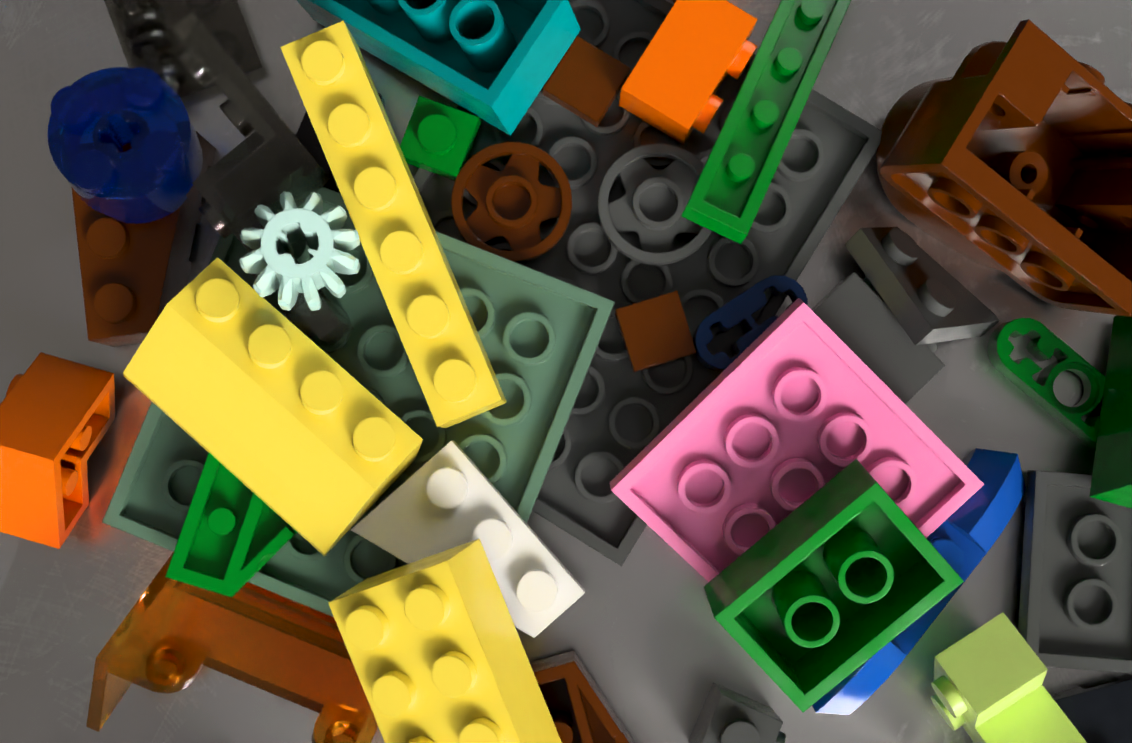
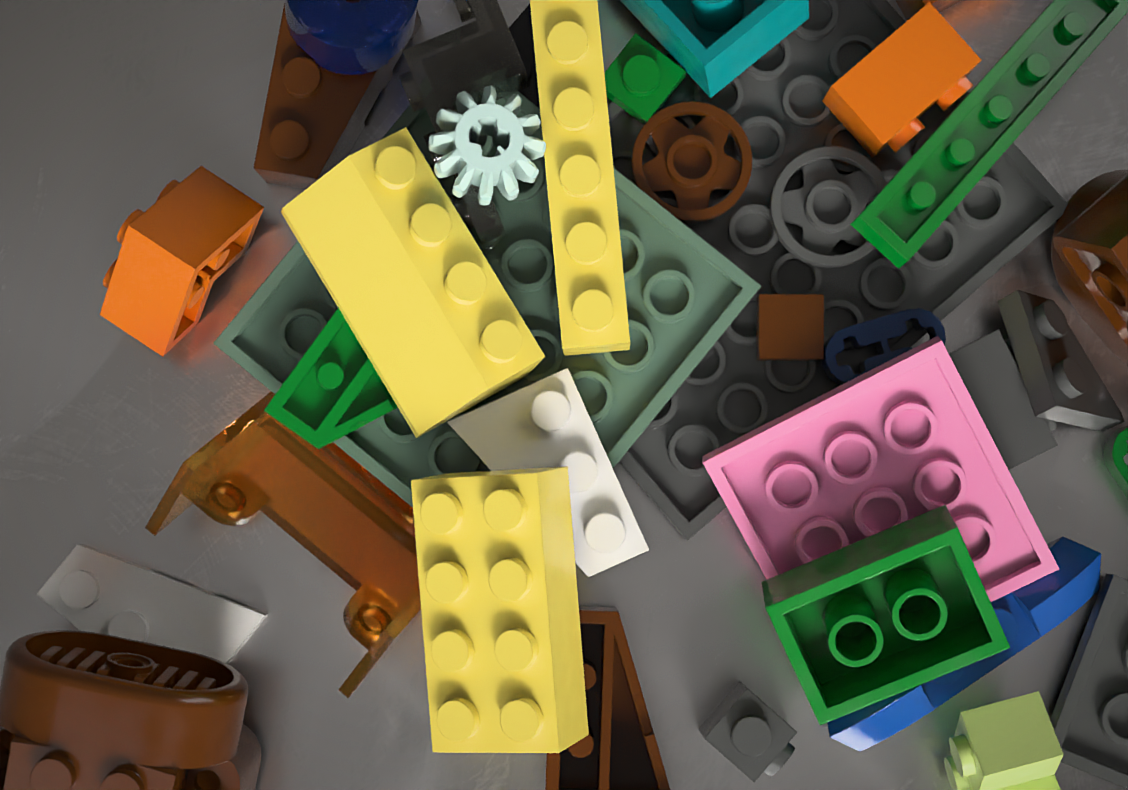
camera: 20 degrees right, 0 degrees up
(586, 81) = (799, 68): reddish brown tile -> none

